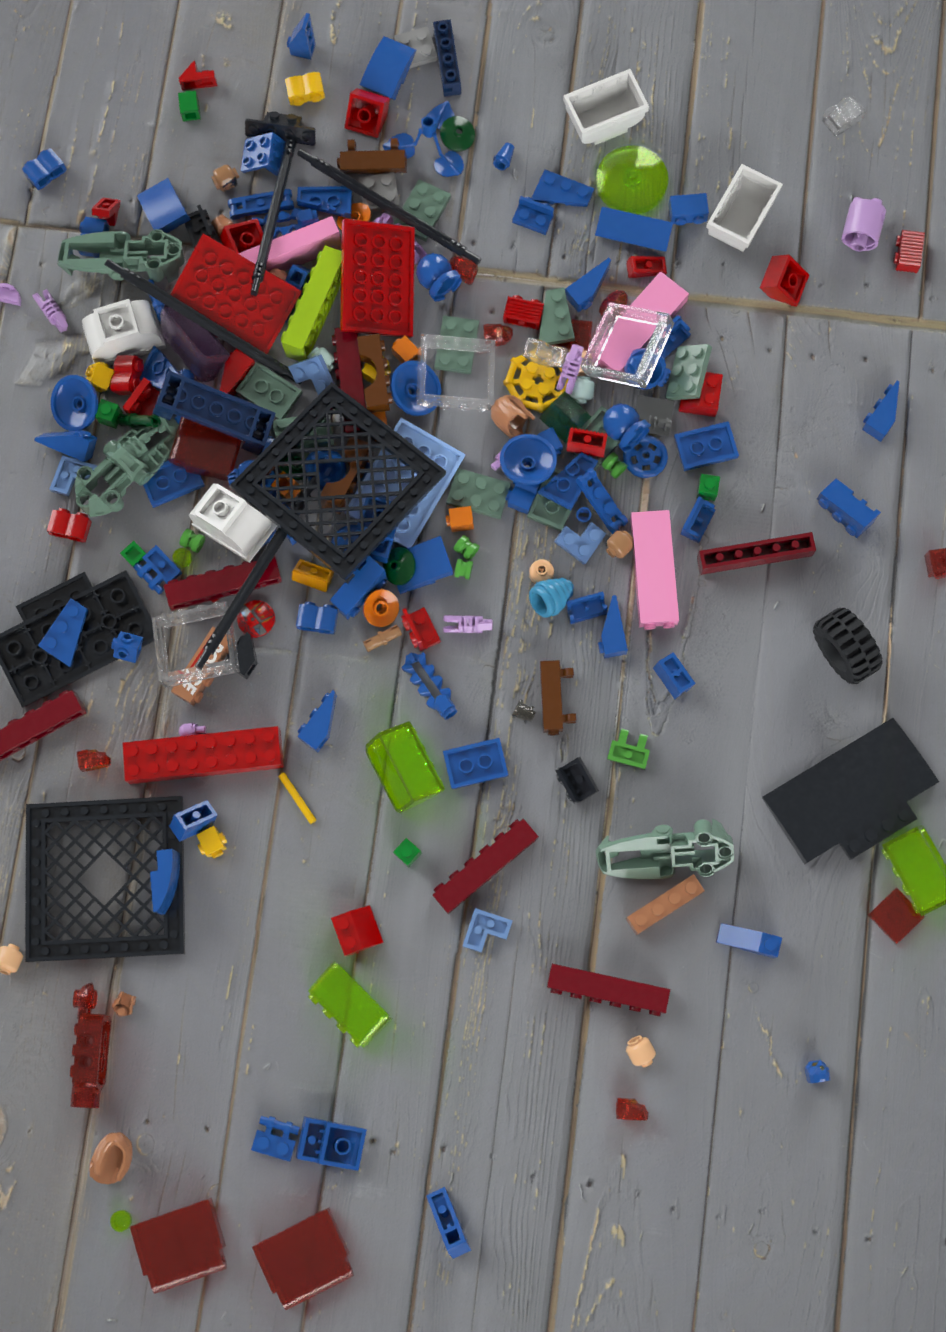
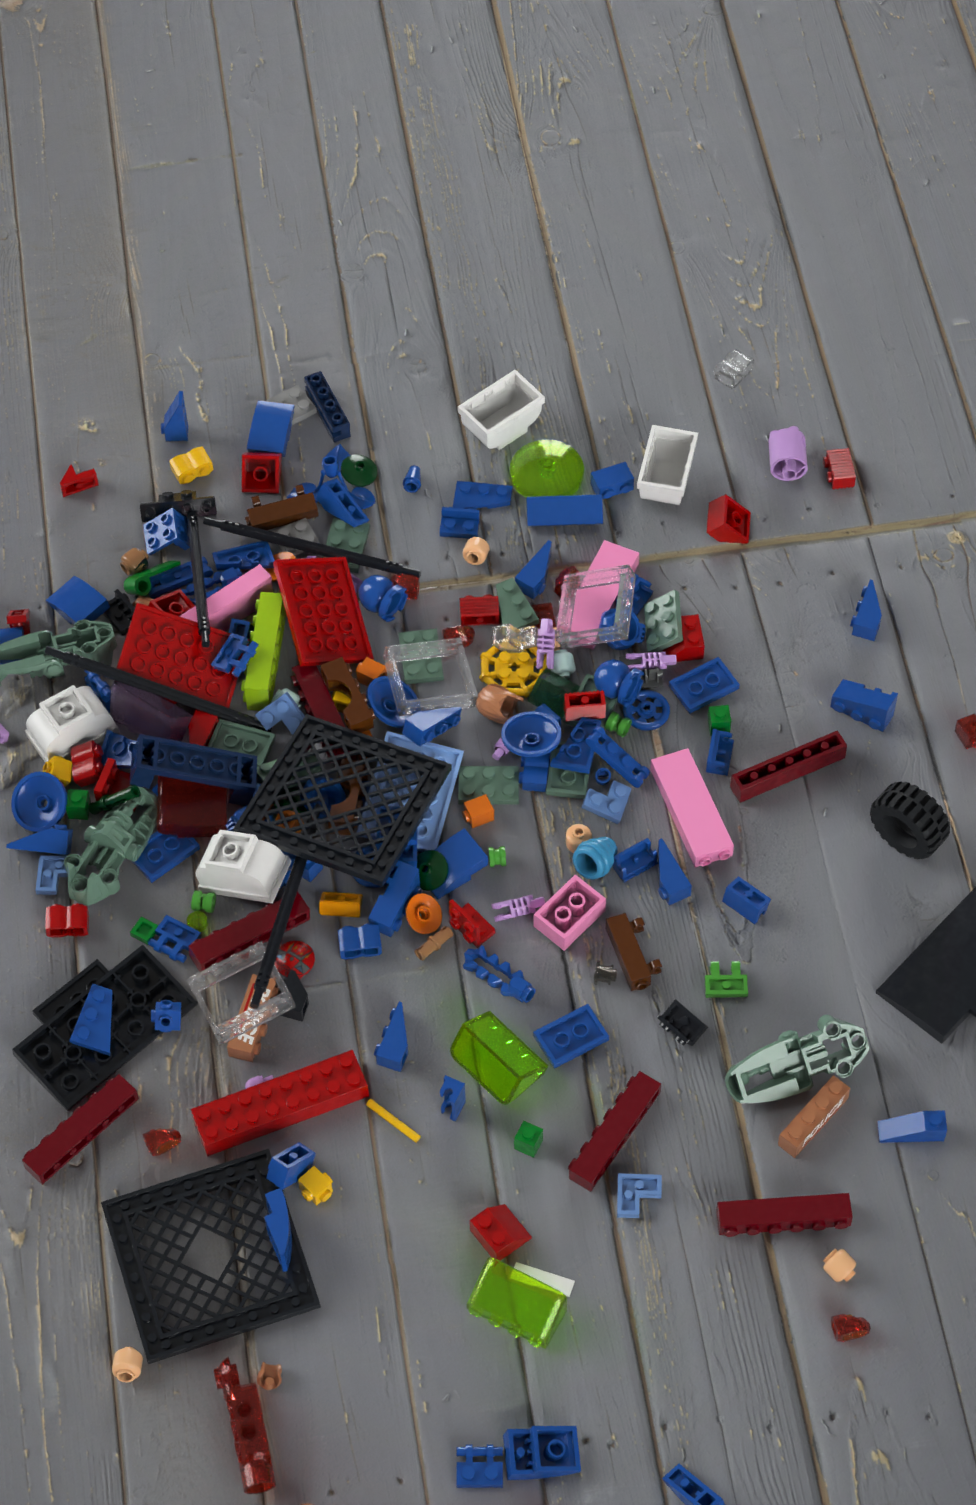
camera: 20 degrees left, 20 degrees down
(189, 106) = (76, 507): green brick -> none
(222, 203) = (140, 584): none -> green door
(279, 302) = (231, 651): none -> blue plate
(353, 796) = (453, 1096): none -> blue hinge
(381, 983) = (560, 1283): none -> white sticker
(429, 167) = (339, 503): none -> blue slope
(438, 420) = (429, 724): none -> blue slope
(466, 547) = (493, 836): bright green wheel -> none
(510, 644) = (569, 912): none -> bright pink brick
(539, 249) = (476, 551): none -> light nougat head
(619, 544) = (648, 793): medium nougat head -> none
(645, 266) = (585, 542): red slope -> none
(664, 409) = (651, 660): none -> lavender hinge

